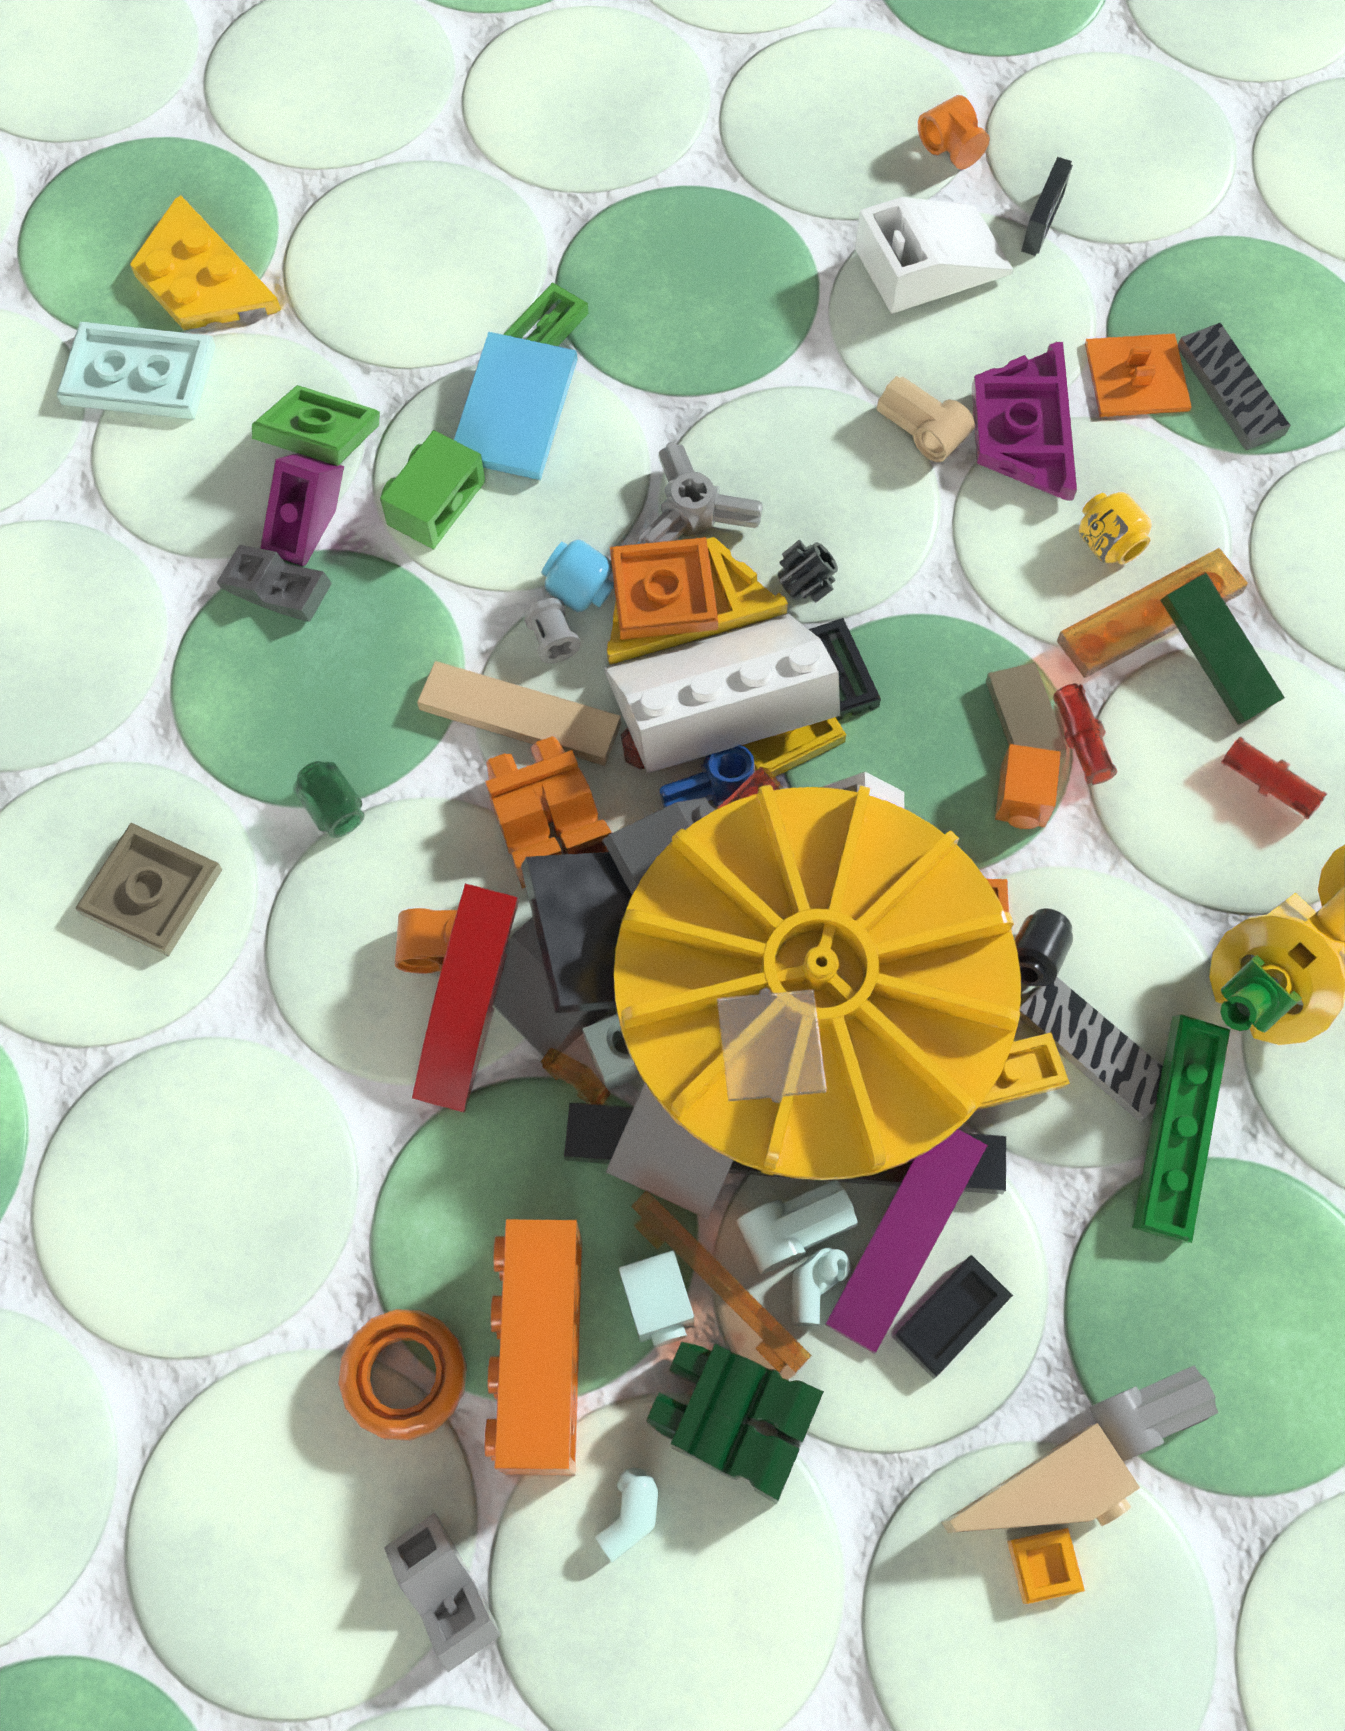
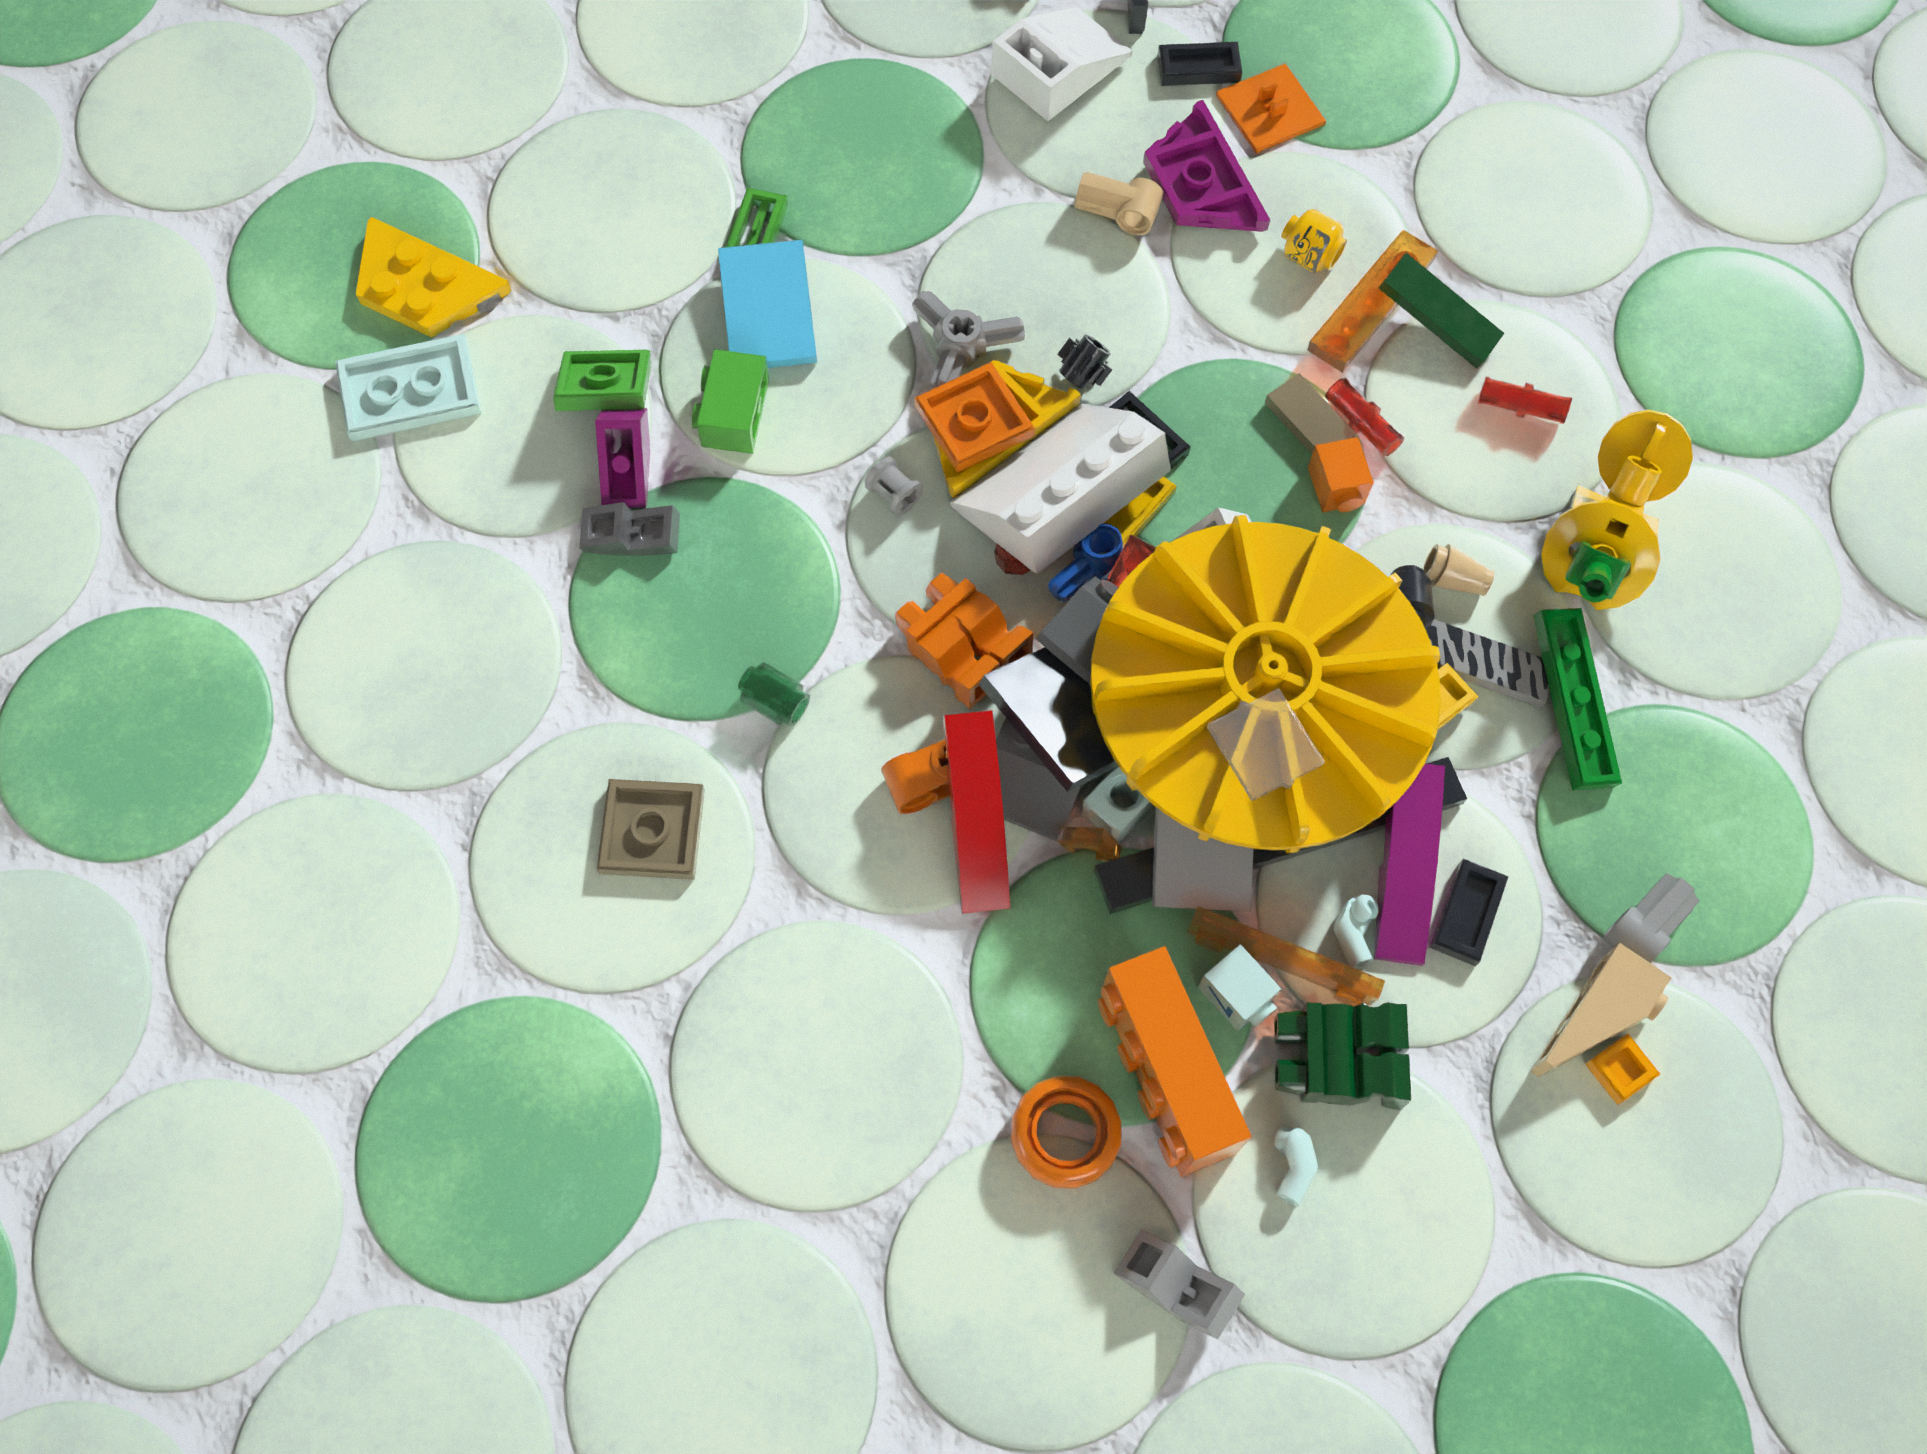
camera: 25 degrees left, 0 degrees up
(518, 712) = (895, 564): tan tile -> none
(578, 575) = (895, 431): medium azure head -> none
(782, 1231) = (1314, 897): light aqua piece -> none
(1081, 305) = (1199, 63): none -> black tile
(1110, 937) = (1456, 571): none -> tan cone
(1233, 386) = (1351, 92): dark grey tile -> none

